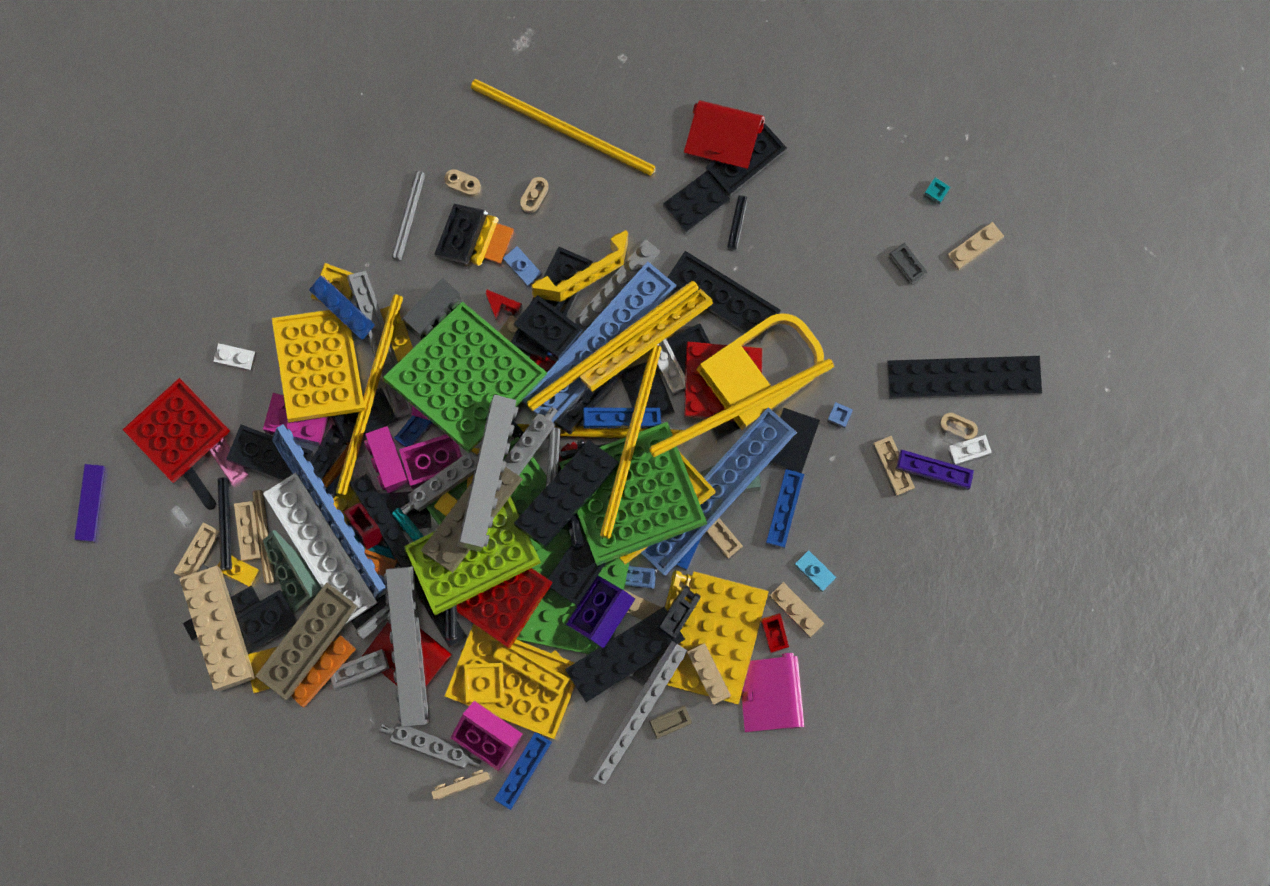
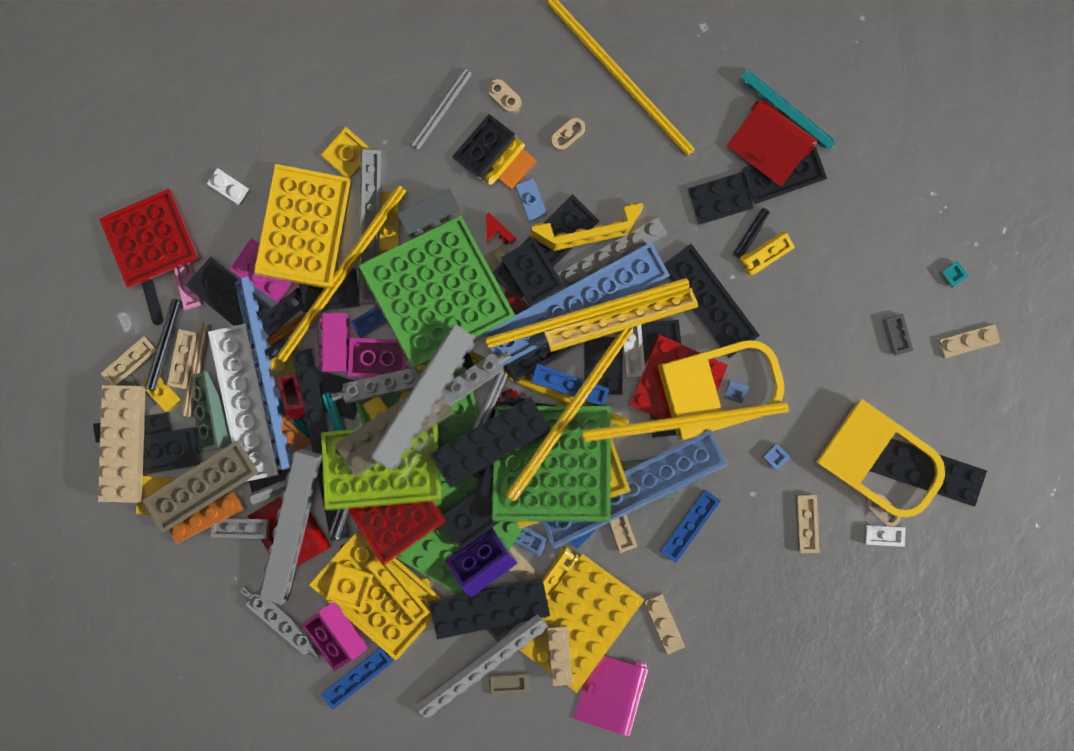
camera: 20 degrees right, 10 degrees up
(89, 503) = (45, 277): dark purple tile -> none
(341, 307) = (345, 178): blue plate -> none
(460, 784) = (295, 669): tan plate -> none
(679, 612) = (553, 590): black plate -> none
(718, 98) = (781, 104): none -> teal plate
(758, 233) = (767, 253): none -> yellow plate
(774, 632) = (635, 640): red slope -> none
(779, 369) = (736, 391): none -> medium blue plate
(795, 452) = (737, 458): black tile -> none
(815, 571) = (696, 594): medium azure plate -> none
(912, 373) = (859, 445): none -> yellow window
(935, 469) = (844, 542): dark purple tile -> none

